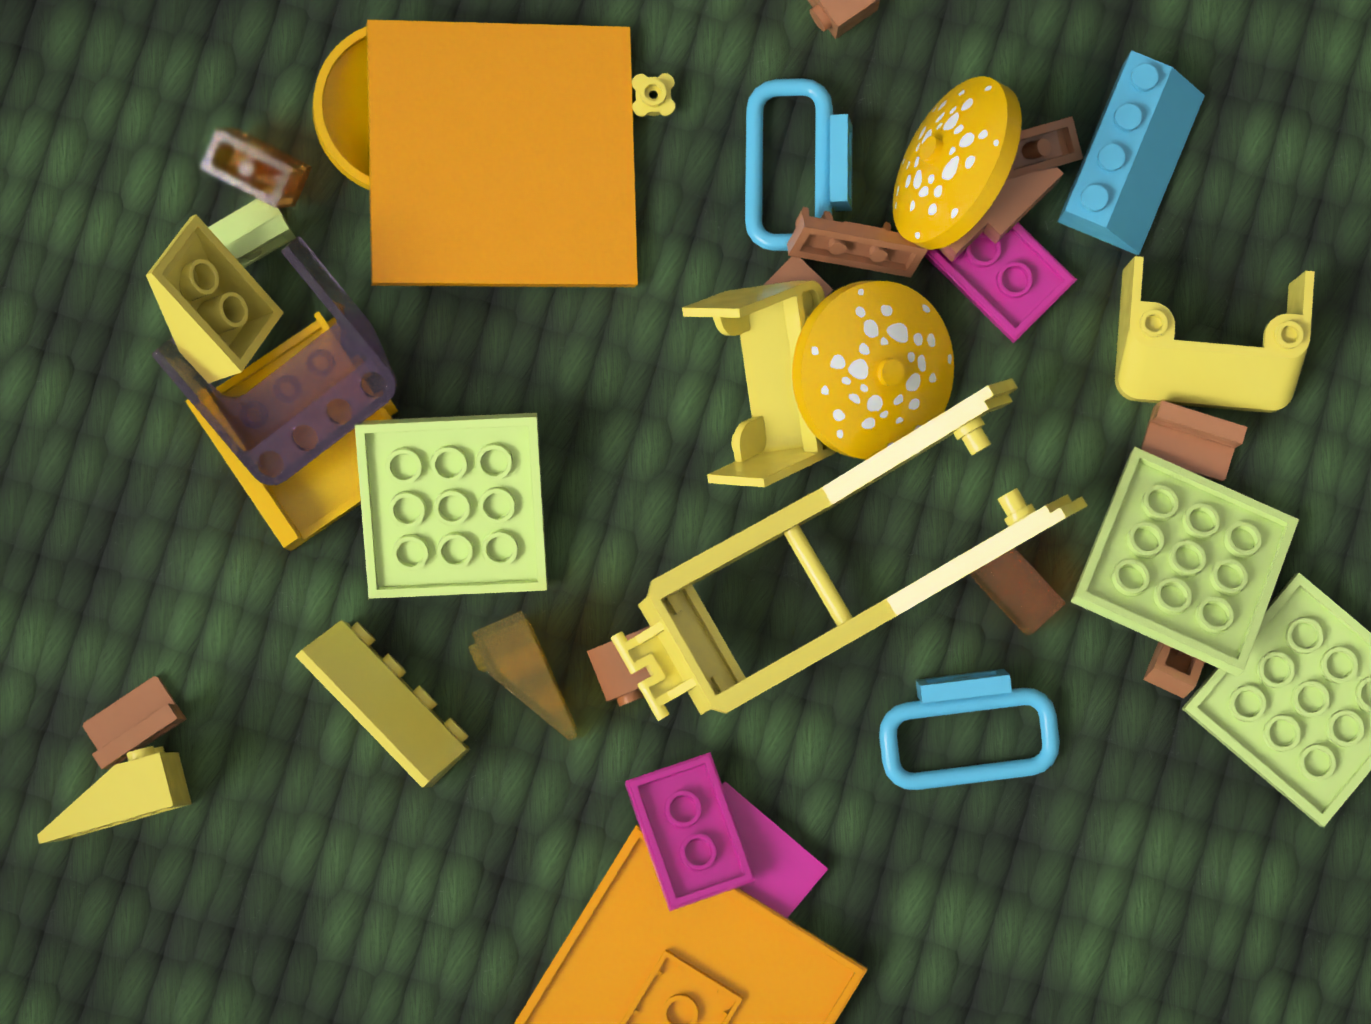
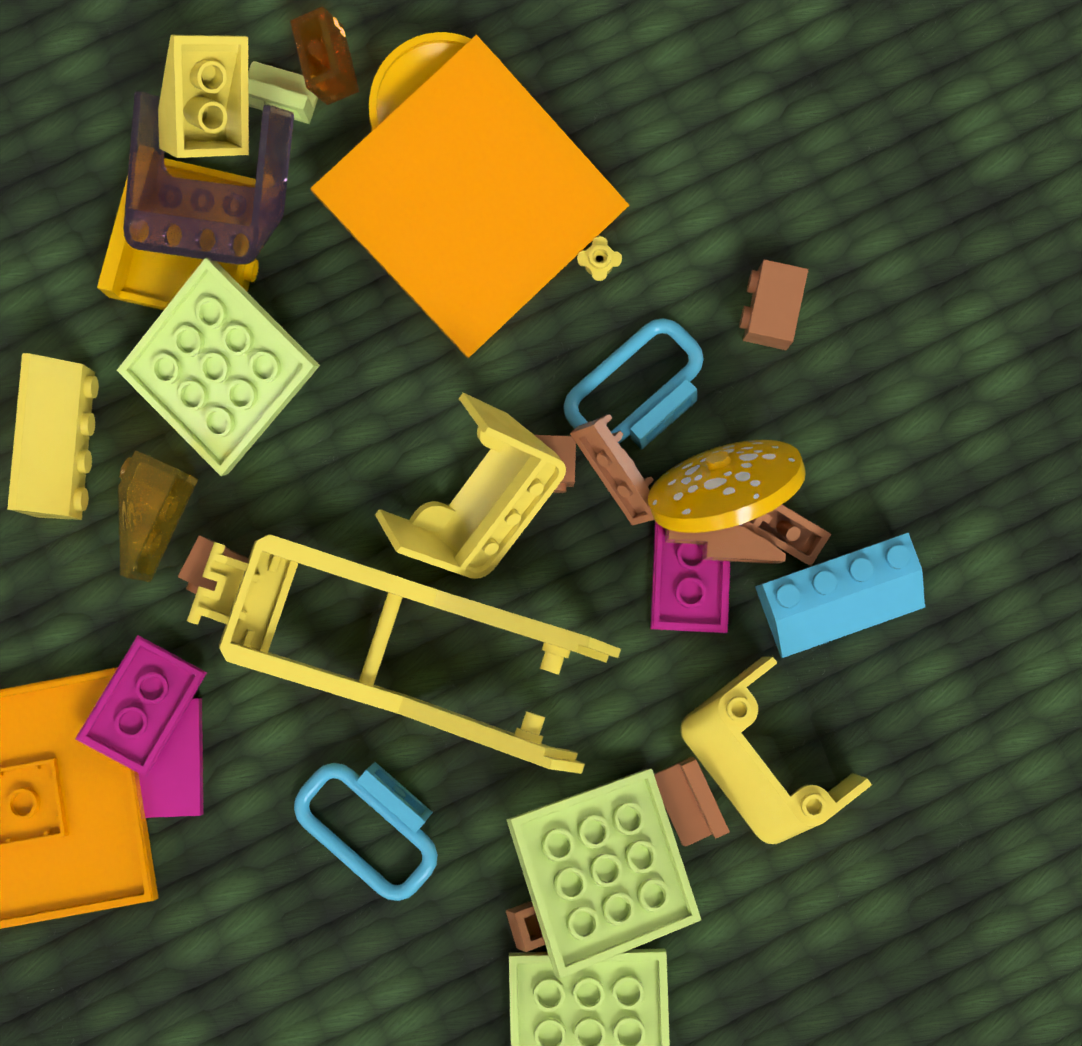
camera: 45 degrees right, 0 degrees up
(871, 367) = (545, 552): yellow dish -> none
(1018, 591) = (487, 781): clear orange brick -> none

